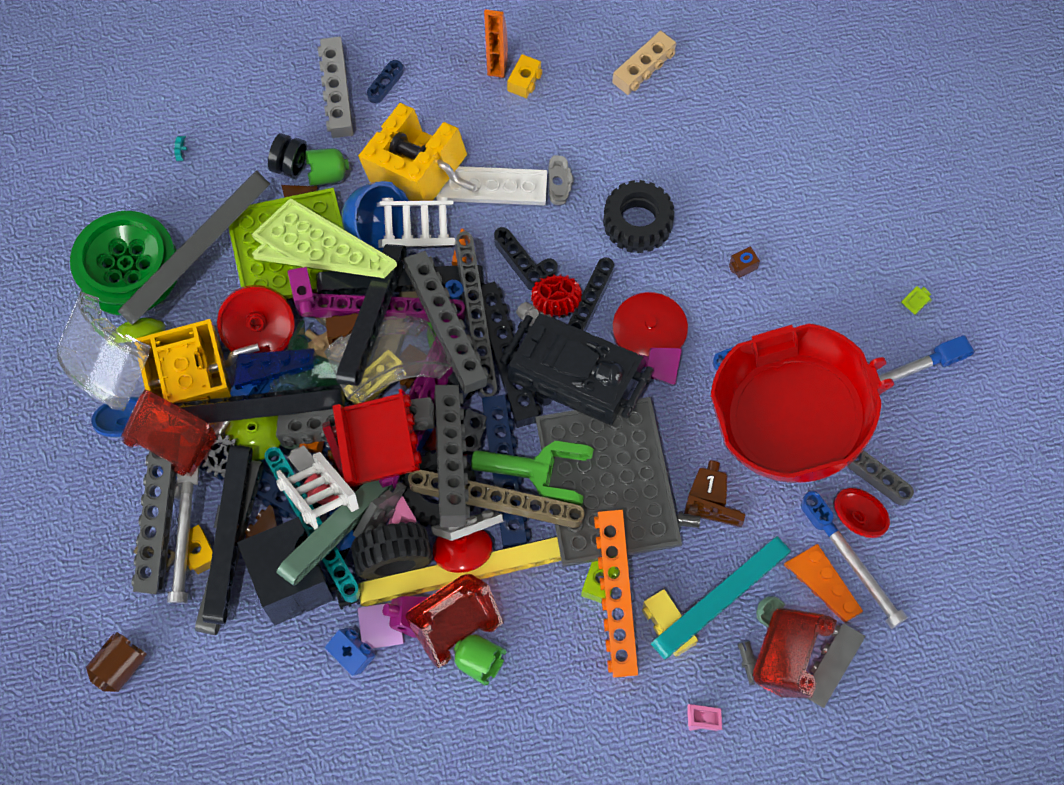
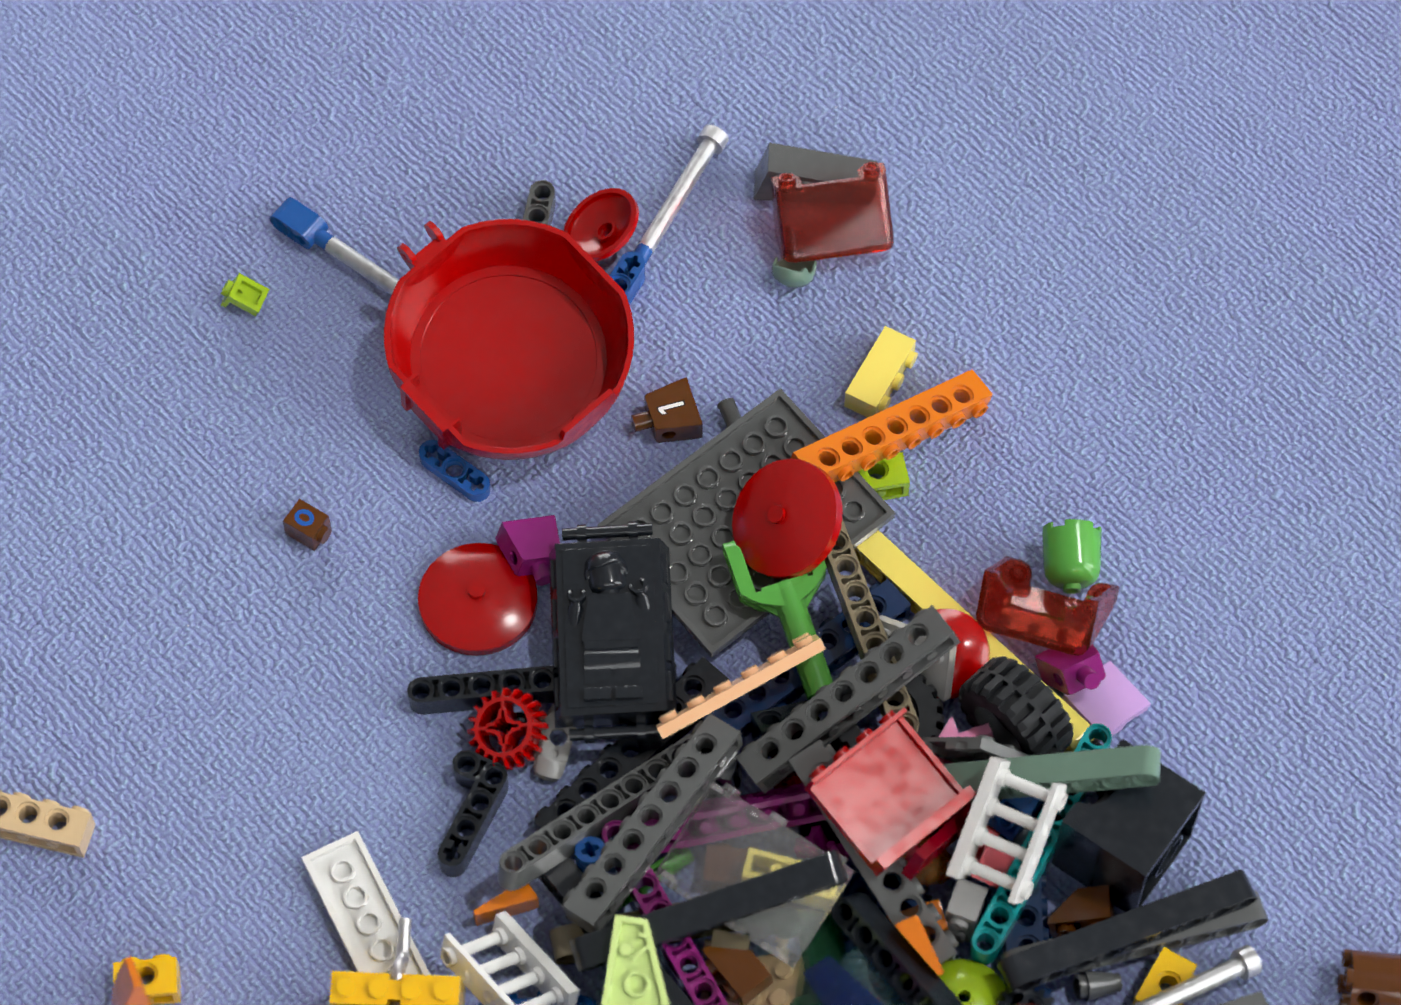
camera: 120 degrees left, 5 degrees down
(289, 414) = (916, 935): none -> orange slope
(350, 651) = (1165, 711): blue brick -> none
(494, 419) = (752, 677): none -> light nougat wing
(559, 168) = (285, 847): light grey piece -> none
(584, 487) = (787, 518): none -> red dish
(644, 196) = (309, 653): black tyre -> none
(704, 718) = (975, 283): bright pink slope -> none
(711, 511) = (703, 392): reddish brown wing -> none
(720, 598) = (814, 323): teal beam -> none
(749, 661) = (869, 269): dark grey pin -> none
(820, 576) = (709, 243): orange wing -> none

